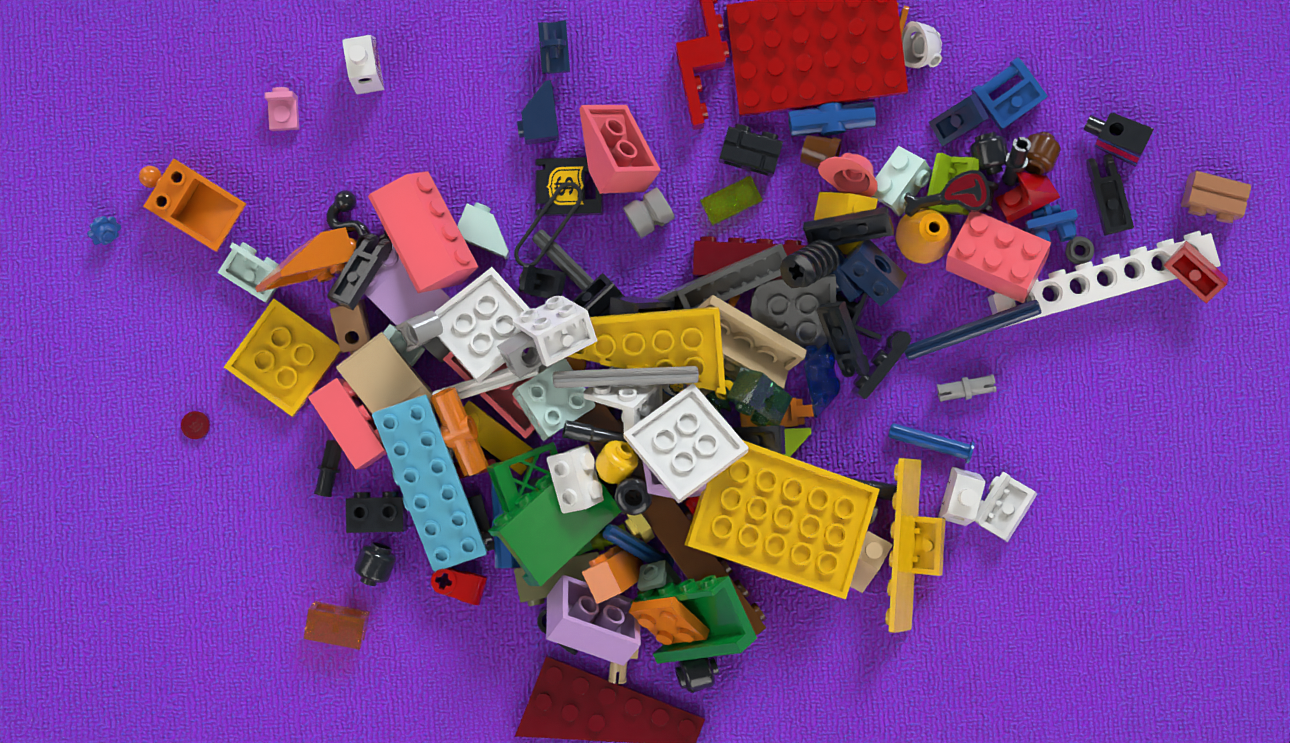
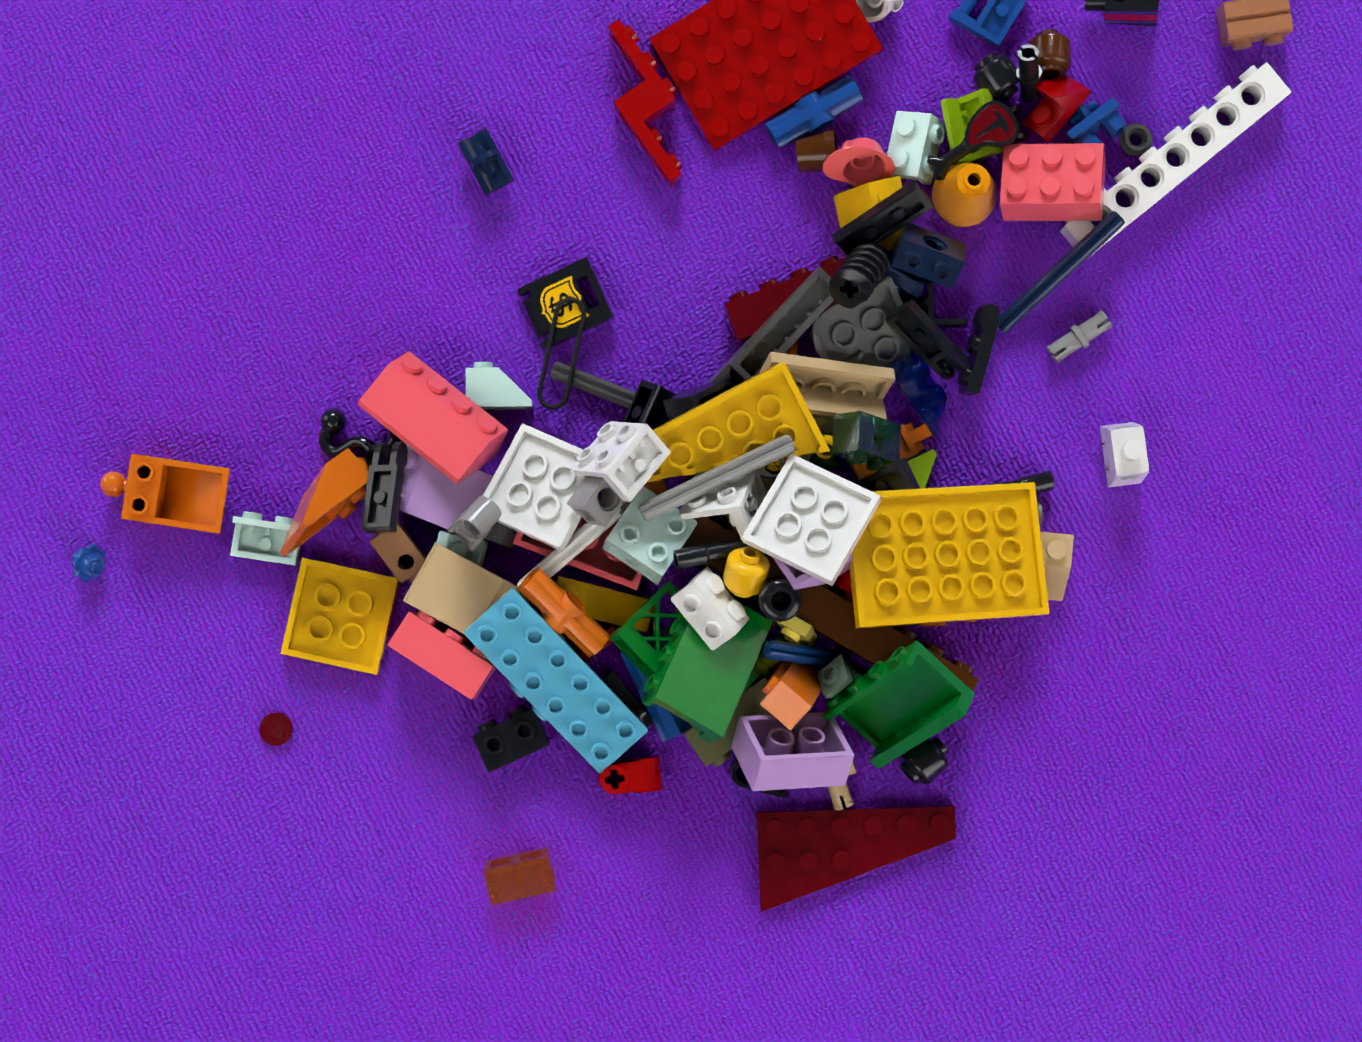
camera: 25 degrees left, 0 degrees up
(282, 109) = (223, 352): bright pink bracket -> none
(328, 469) = (439, 713): black axle -> none
(363, 62) = (290, 266): white torso -> none
(375, 563) = (533, 793): black head -> none
(540, 117) = (503, 243): dark blue slope -> none
(541, 282) = (580, 417): black bracket -> none
(616, 150) = (600, 242): coral slope -> none
(649, 212) = (663, 294): light grey wheel -> none
(669, 620) = (873, 716): orange plate -> none
(731, 200) = (744, 245): clear neon green plate -> none
(751, 150) = (742, 182): black brick -> none
(916, 546) = (1099, 526): yellow bracket -> none
(931, 441) = (1067, 409): blue axle -> none
(959, 120) = (949, 55): dark blue slope -> none
(1004, 506) = (1173, 444): white bracket -> none
(1109, 197) = (1143, 69): black hinge -> none
(1196, 272) = (1269, 109): red slope -> none

